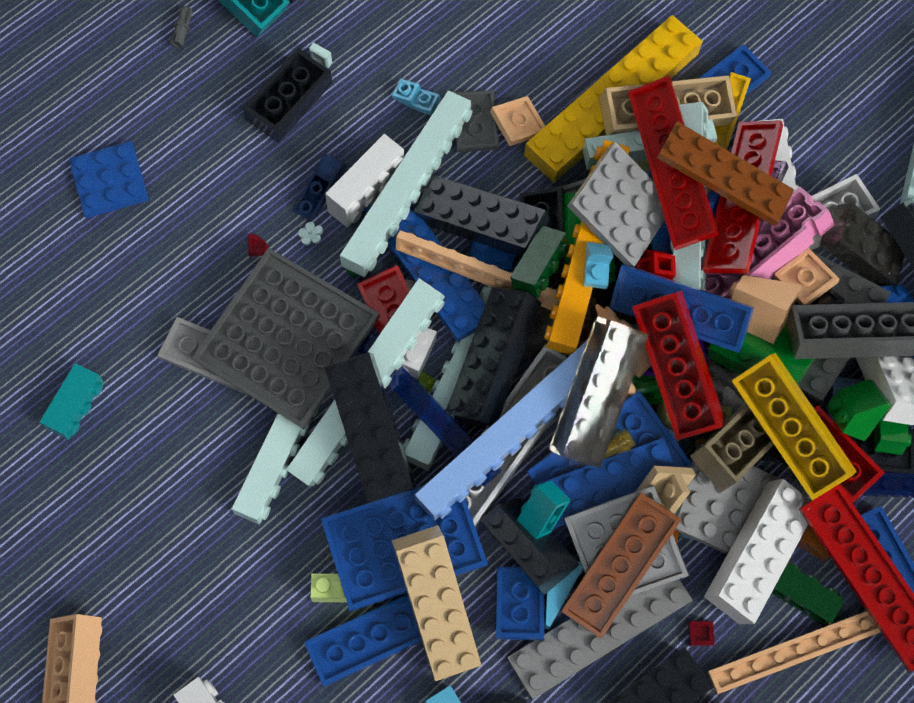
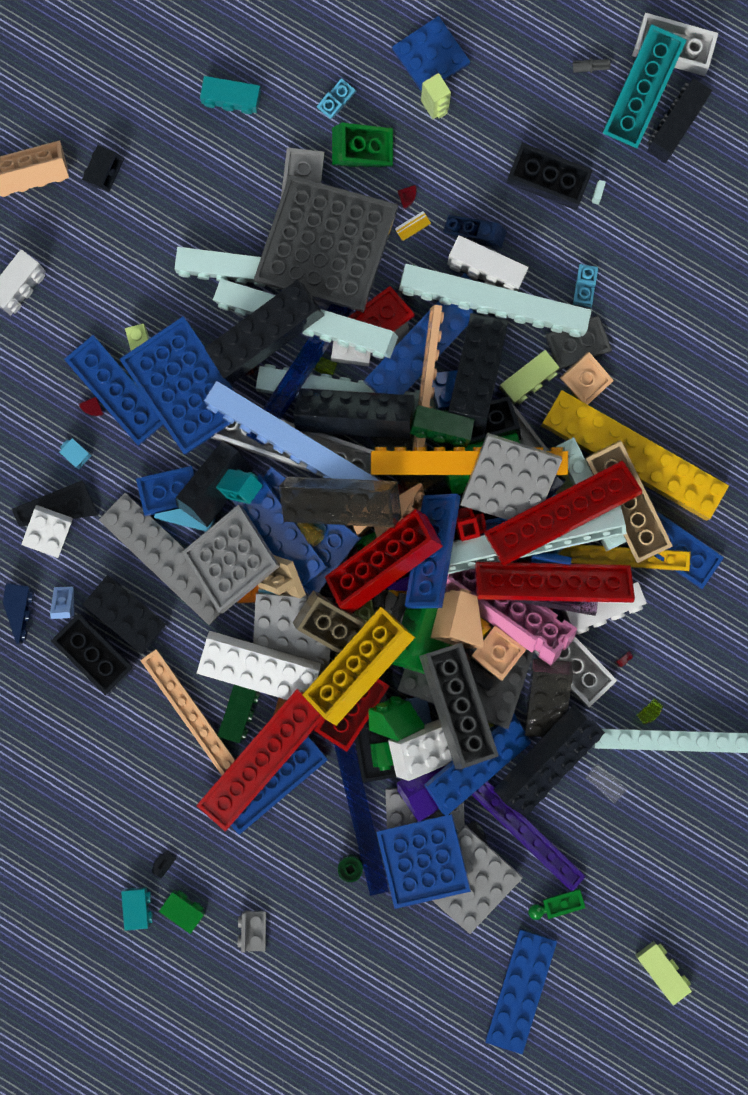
camera: 80 degrees right, 15 degrees up
(105, 572) = (103, 168): none -> black brick
(120, 289) = (336, 99): none -> medium azure slope
(161, 177) = (435, 96): none -> yellowish green brick
(184, 276) = (362, 145): none -> green slope
(292, 248) = (412, 226): none -> yellow sticker
(311, 234) = (431, 236): light aqua plant -> none
(391, 670) = (92, 407): none -> dark red tile
(436, 602) = (142, 422): tan brick -> none
(498, 171) = (530, 378): none -> yellowish green brick
(597, 265) = (448, 472): medium azure slope -> none
(621, 564) = (212, 558): dark orange plate -> none
(701, 633) = (185, 638): dark red tile -> none
(725, 173) = (560, 559): dark orange plate -> none
(830, 169) = (620, 662): none -> dark red tile
(890, 160) = (650, 712): none -> clear neon green piece

